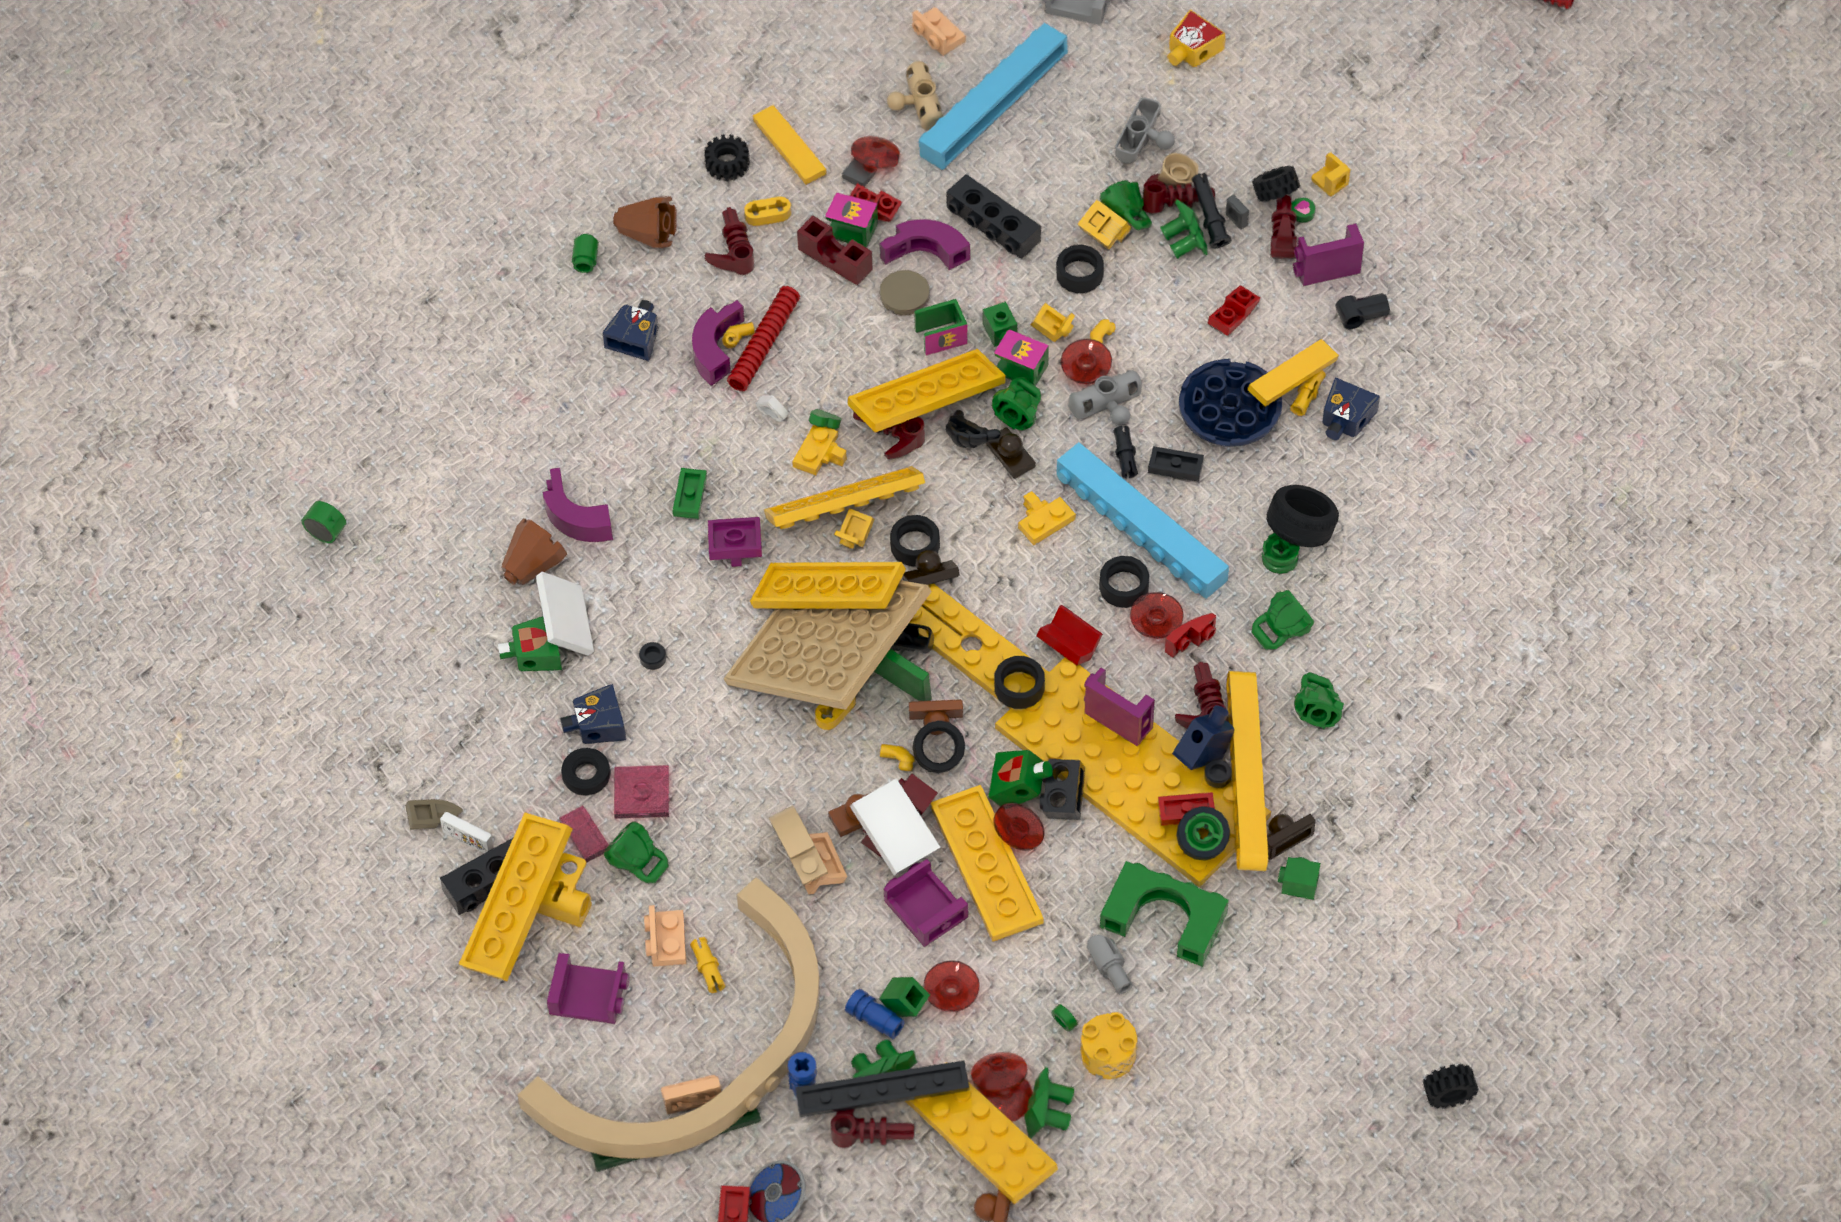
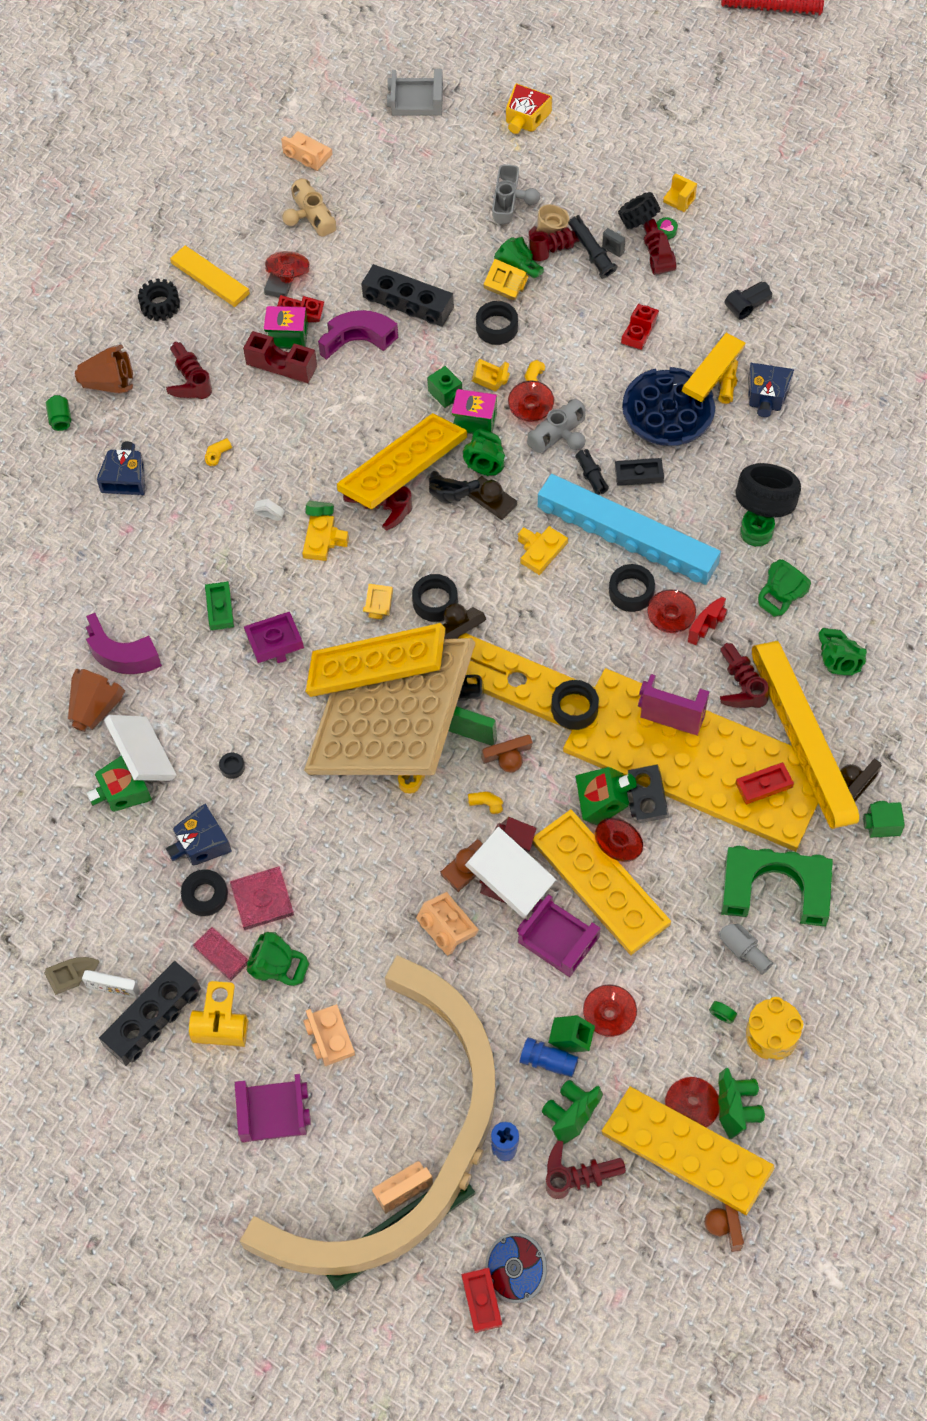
camera: 15 degrees left, 5 degrees up
(515, 896) = (177, 1038): yellow plate -> none
(707, 965) = (376, 1052): yellow pin -> none
(710, 327) = (197, 478): magenta arch -> none
(763, 338) = (241, 450): red piece -> none
(767, 211) = (209, 337): yellow beam -> none
(798, 845) = (426, 912): tan arch -> none
(838, 498) = (355, 577): yellow plate -> none
(882, 1088) = (584, 1134): black plate -> none
(904, 292) = (351, 379): dark tan tile -> none
(937, 316) = (391, 391): green piece -> none
(945, 727) = (541, 782): black tyre -> none
(993, 96) = (372, 194): medium azure brick -> none
(999, 1072) = (683, 1090): clear red dish -> none
(1070, 636) = (603, 649): red panel -> none
(1186, 220) = (576, 260): green connector -> none
(1189, 837) = (781, 813): wheel -> none
(1205, 739) = (759, 714): dark blue torso -> none
(1217, 773) = (778, 742): black tile -> none
(1329, 259) = (708, 263): magenta panel -> none

